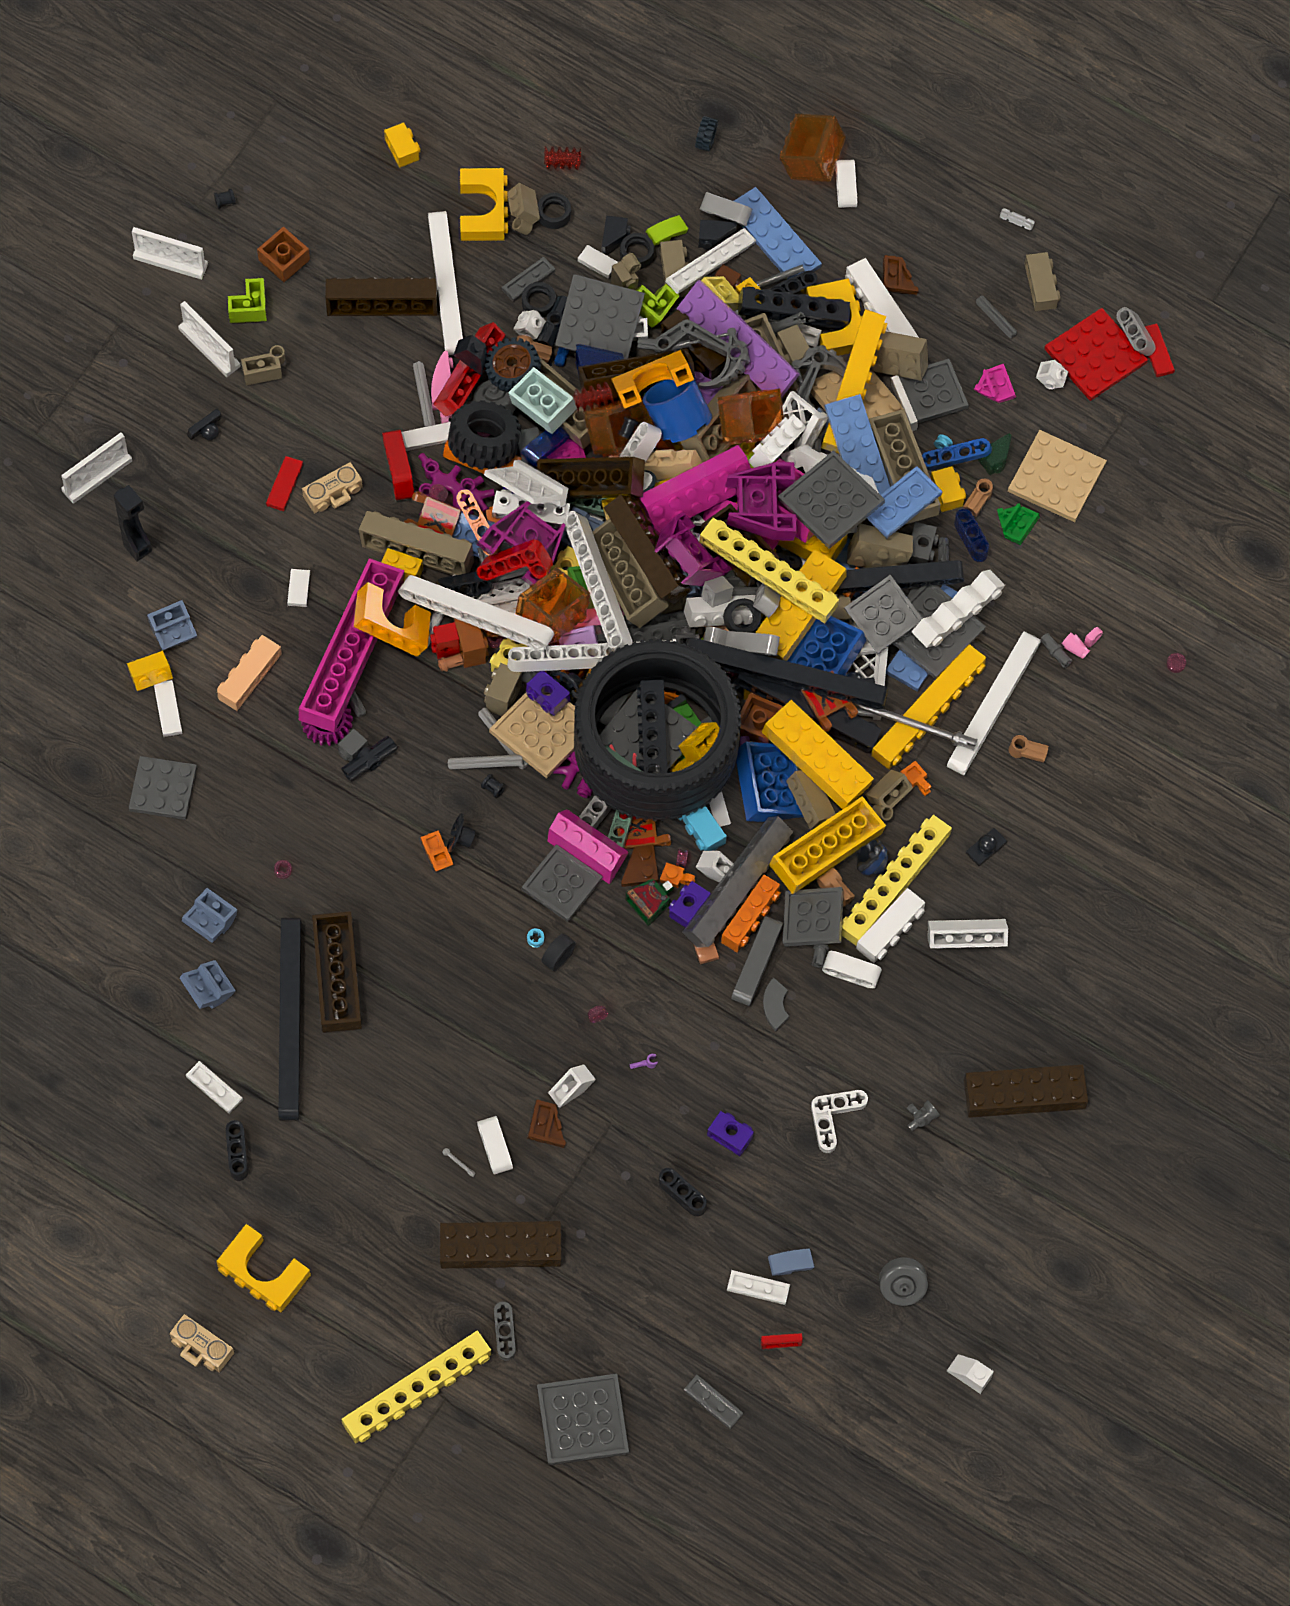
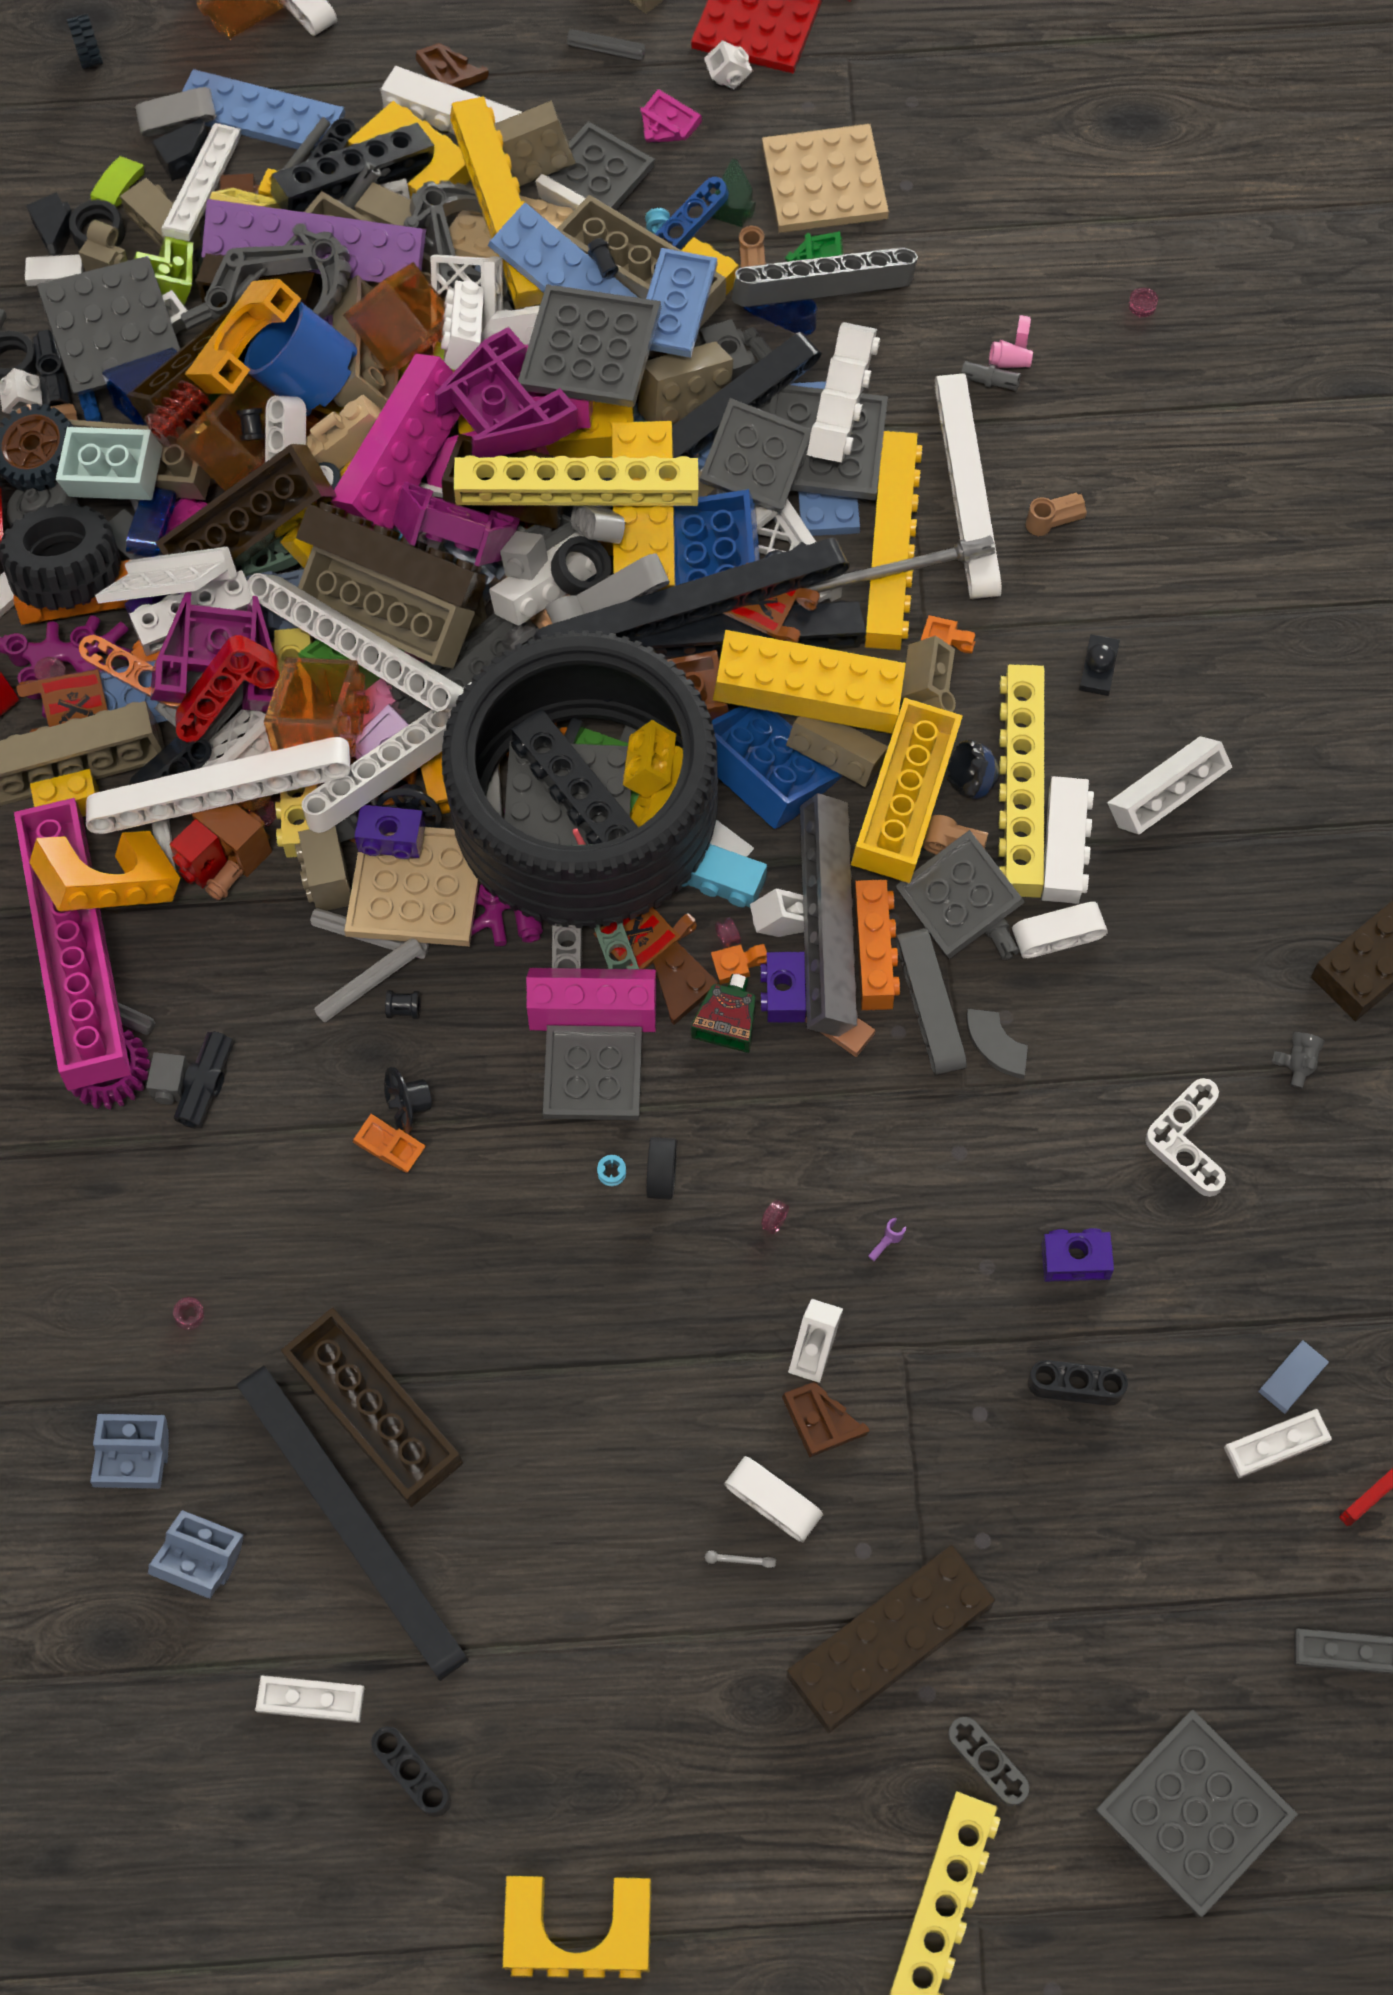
camera: 30 degrees left, 0 degrees up
(881, 451) = (600, 252): none -> black pin
(1004, 536) = (823, 277): none -> dark grey beam

